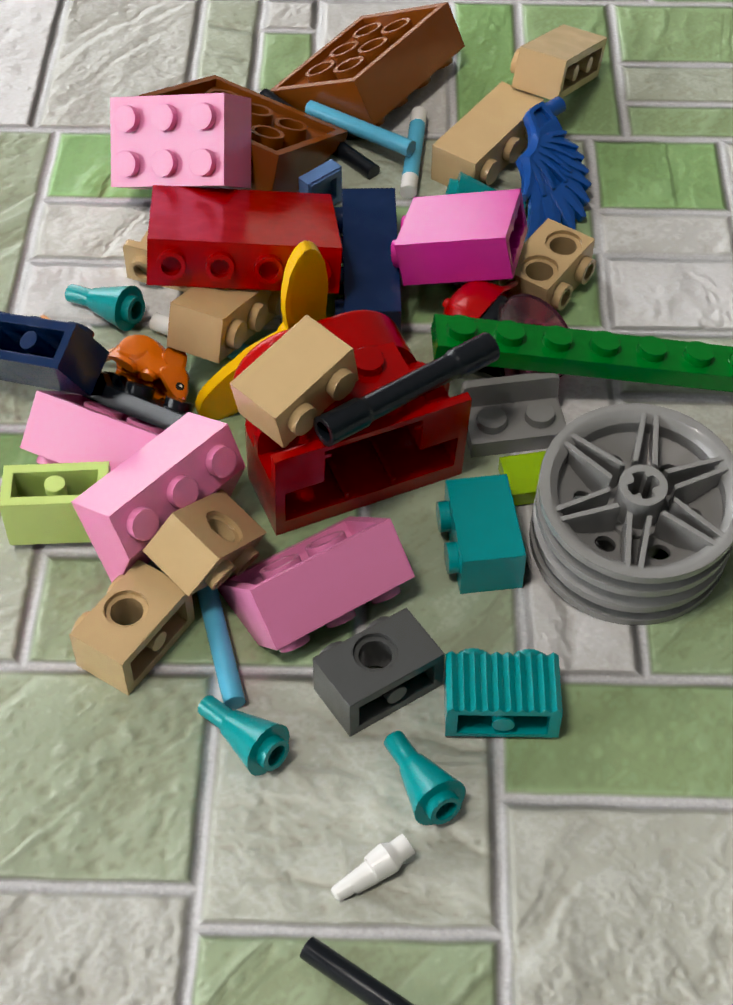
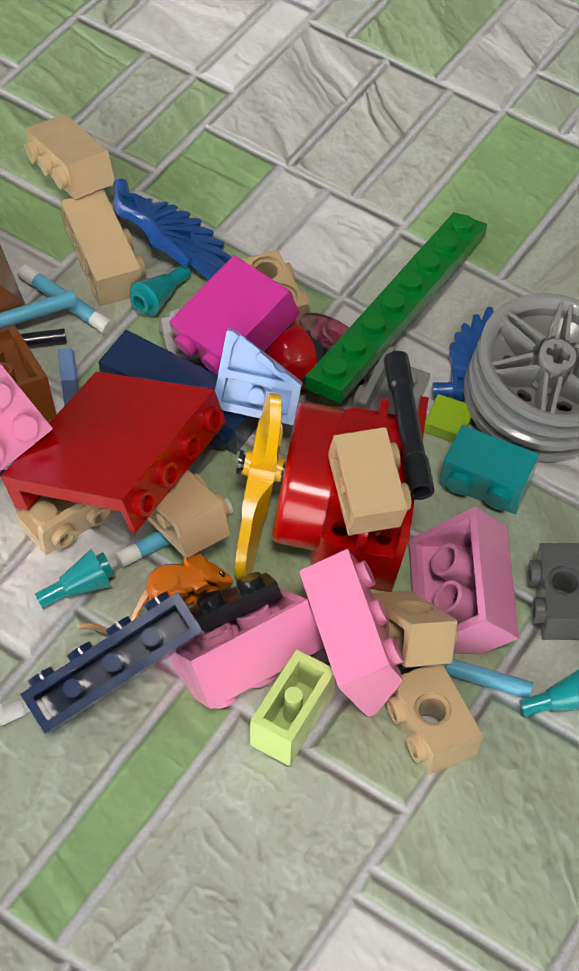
camera: 60 degrees left, 5 degrees up
(393, 275) = (248, 376): none -> light blue wing

